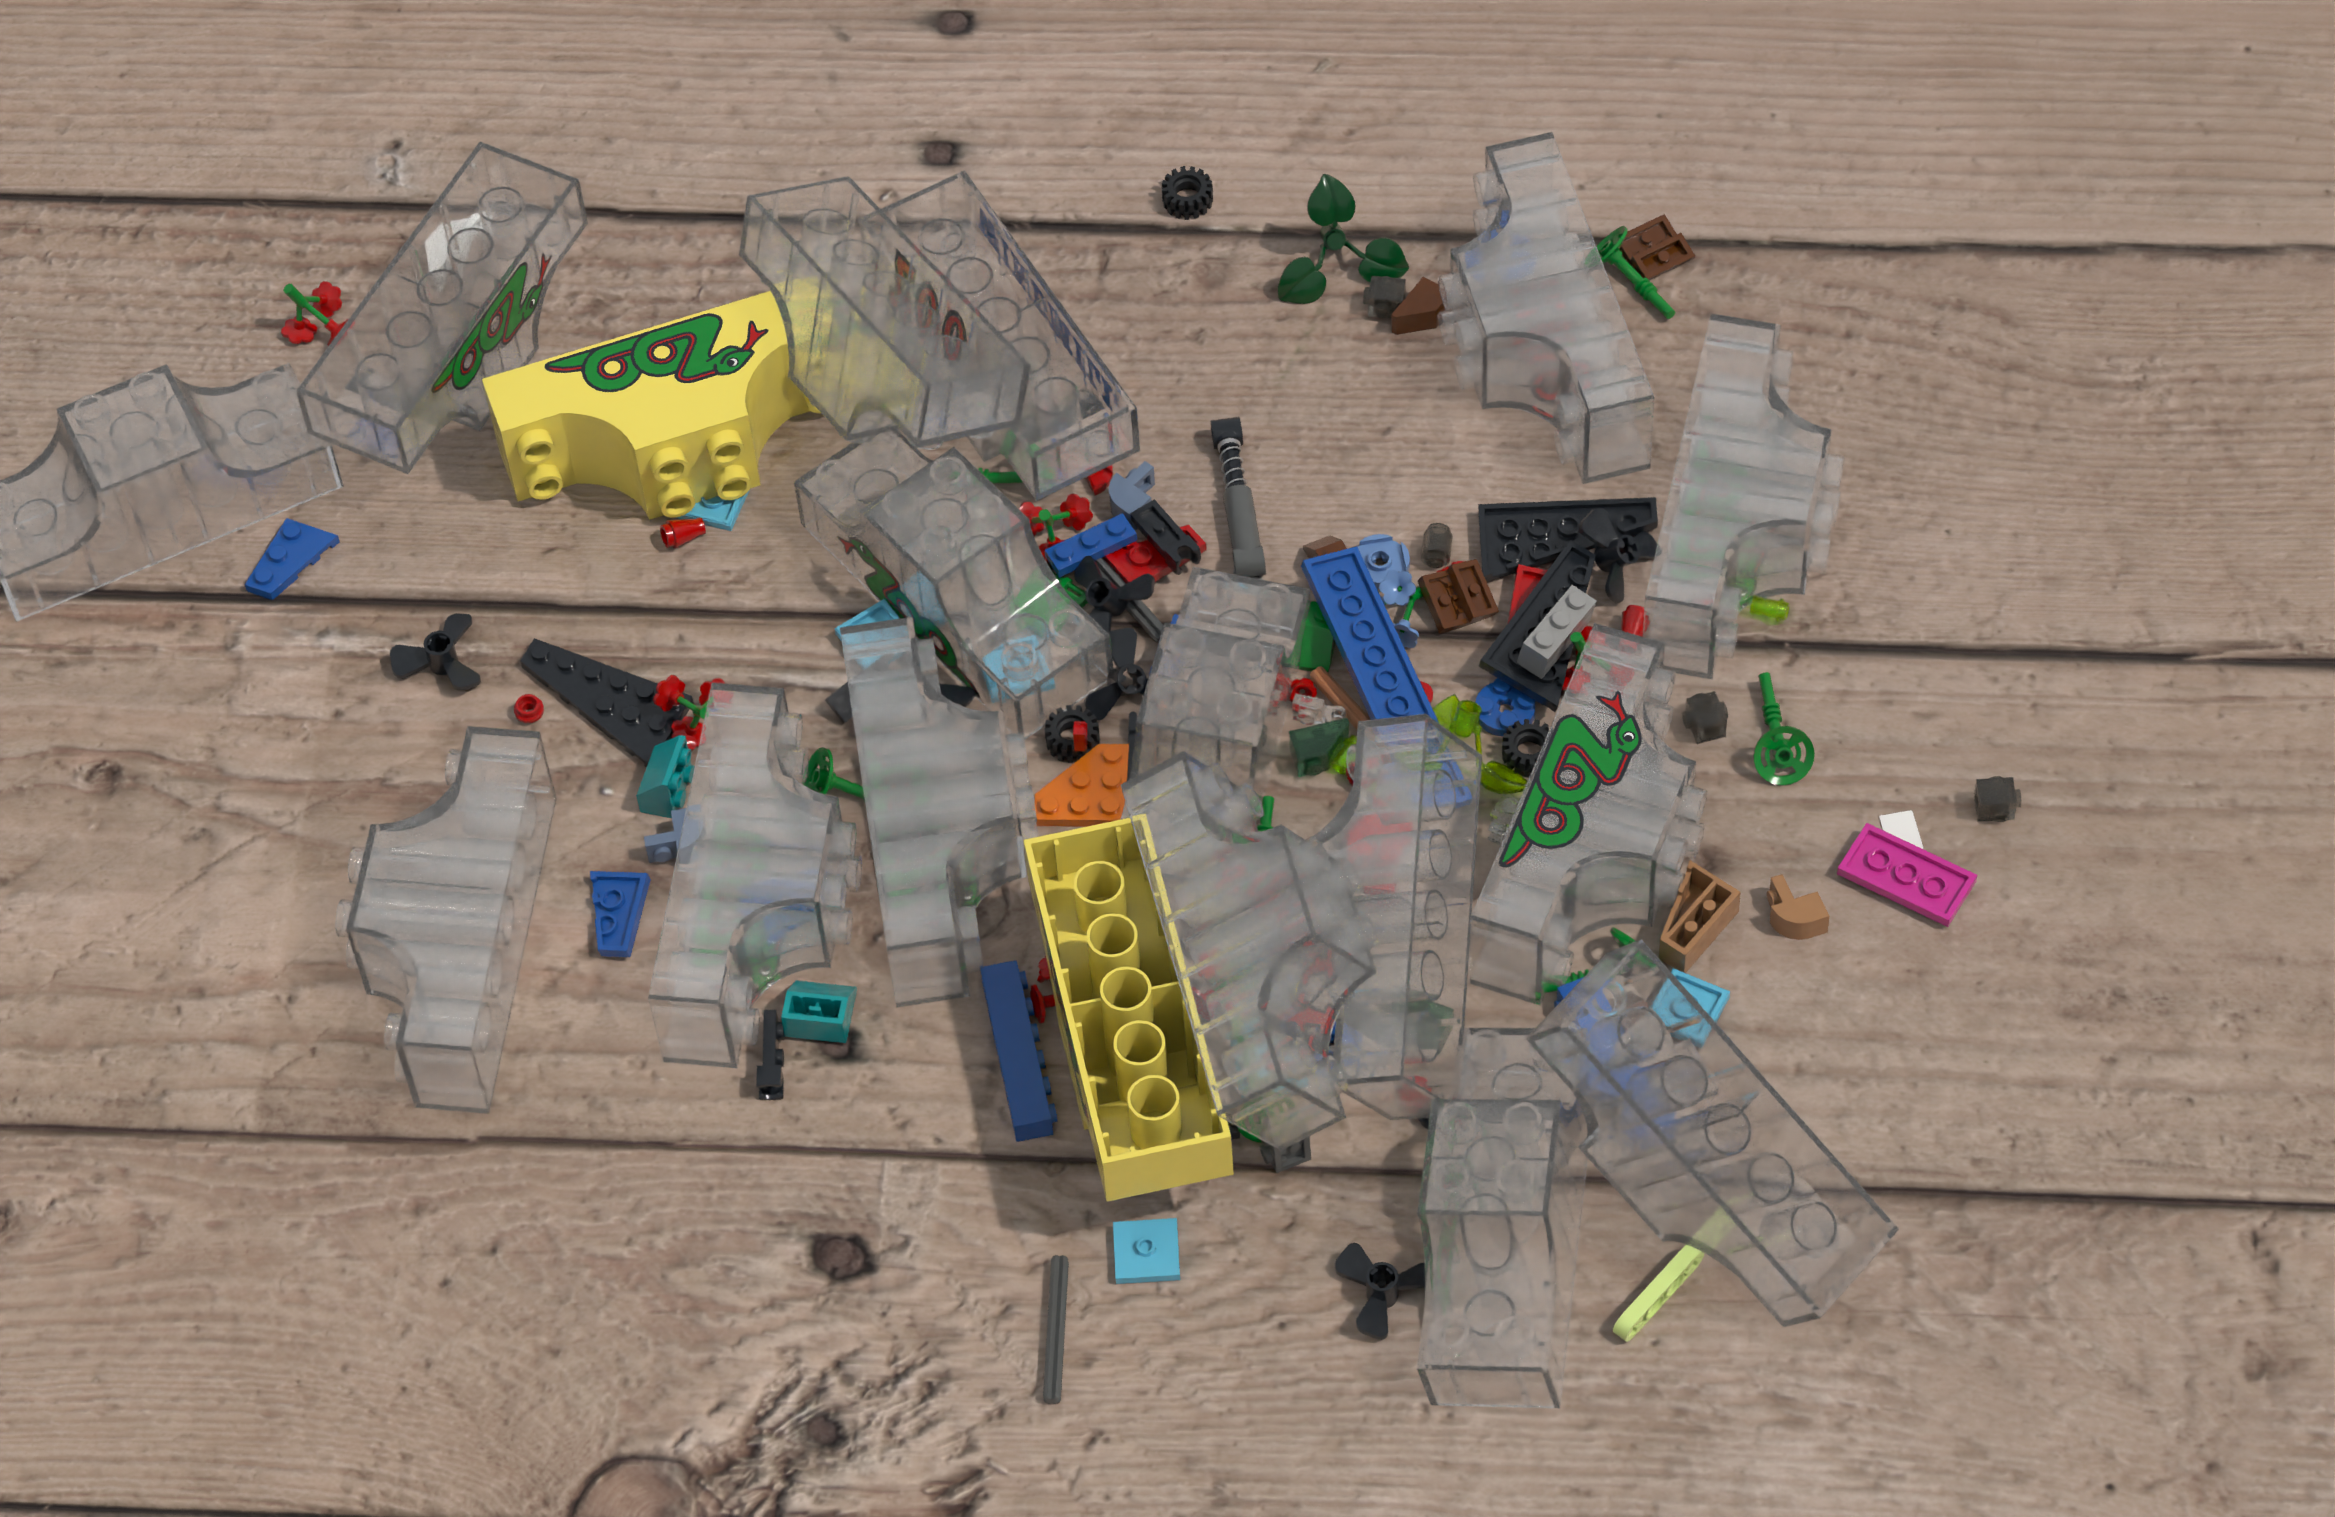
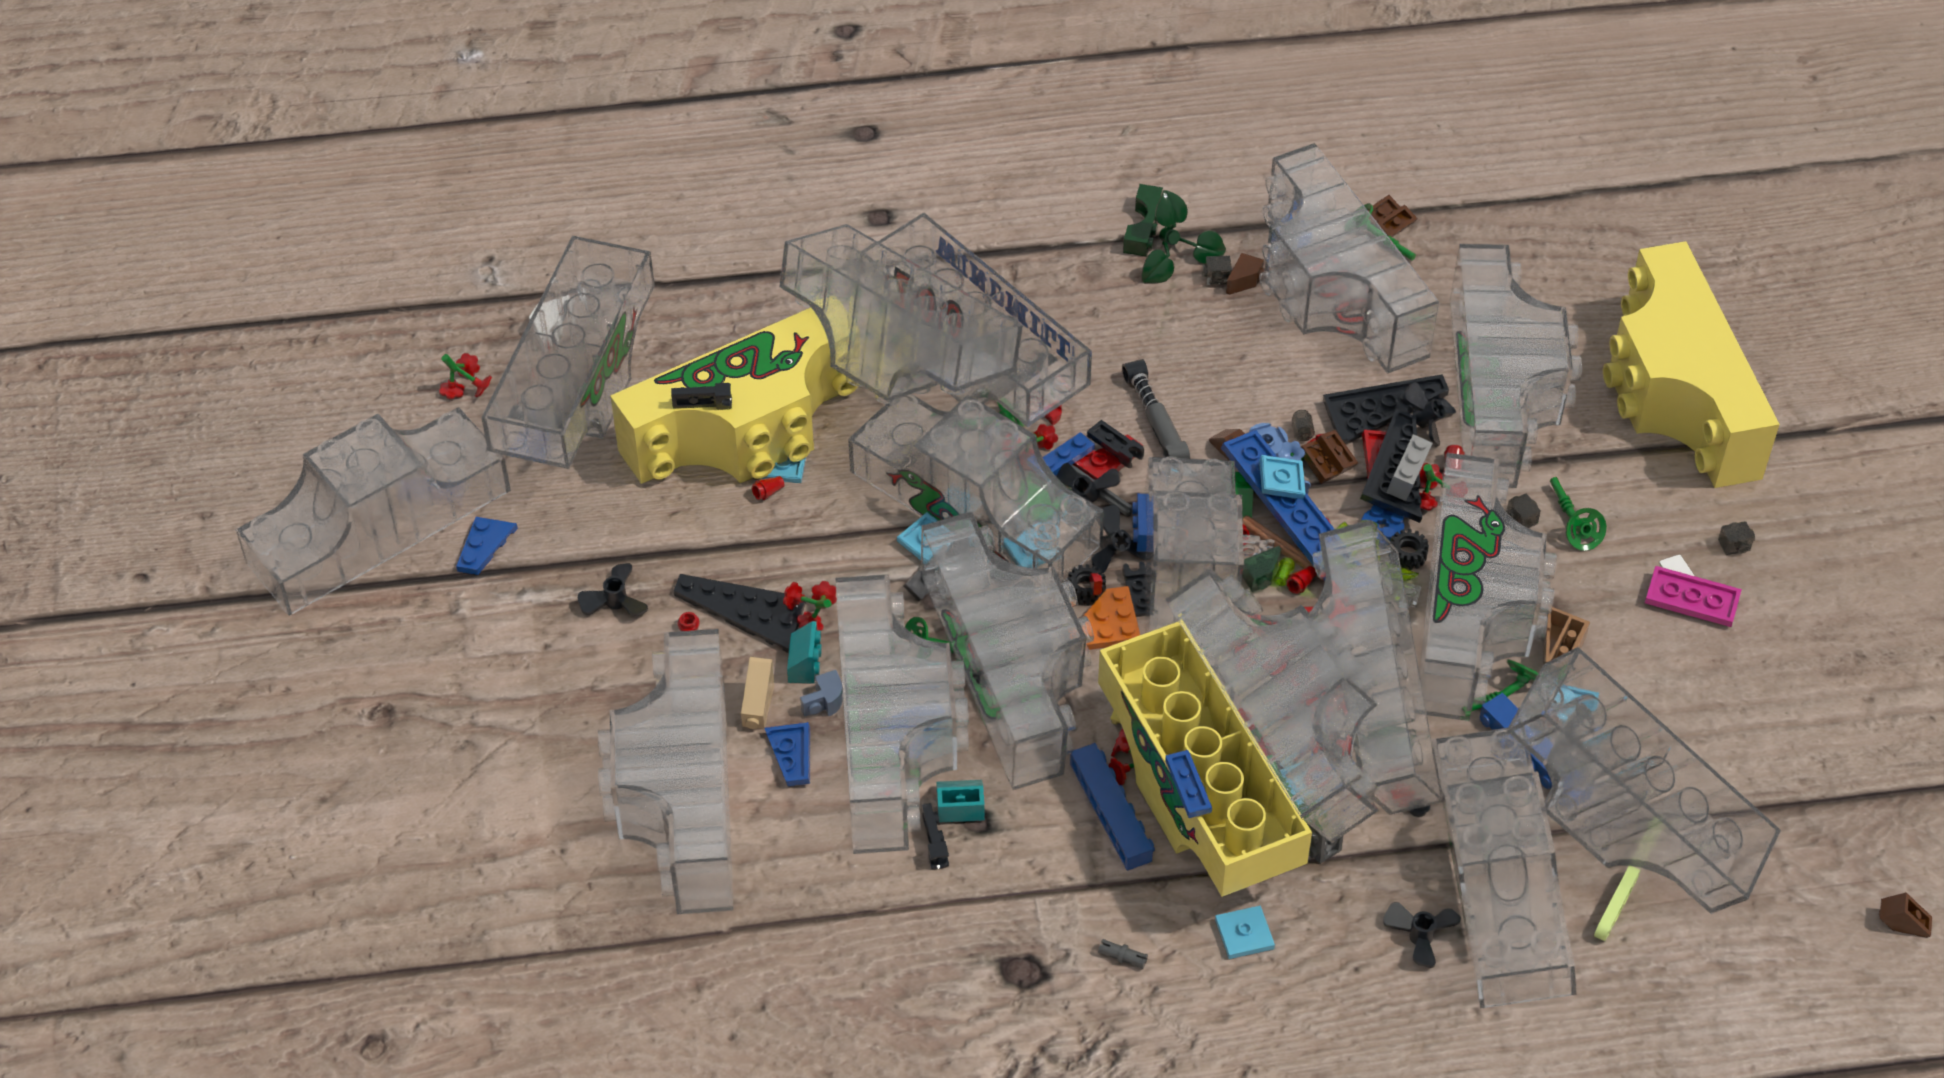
camera: 15 degrees left, 5 degrees down
(590, 823) = (757, 693): none -> tan slope
(600, 399) = (699, 397): none -> black plate
(976, 1254) = (1123, 953): none -> dark grey pin
(1055, 1329) = (1196, 998): dark grey axle -> none
(1083, 1045) = (1188, 784): none -> blue plate
(1130, 493) = (1080, 418): sand blue brick -> none
(1187, 180) = (1060, 213): black tyre -> none
(1291, 232) = (1138, 236): none -> dark green arch
(1372, 621) = (1282, 477): none -> medium azure plate
(1770, 608) = (1546, 436): clear neon green pin -> none
(1796, 917) = (1626, 634): medium nougat brick -> none
(1986, 542) = (1685, 371): none -> light yellow brick
(2050, 1373) = (1905, 915): none -> reddish brown slope

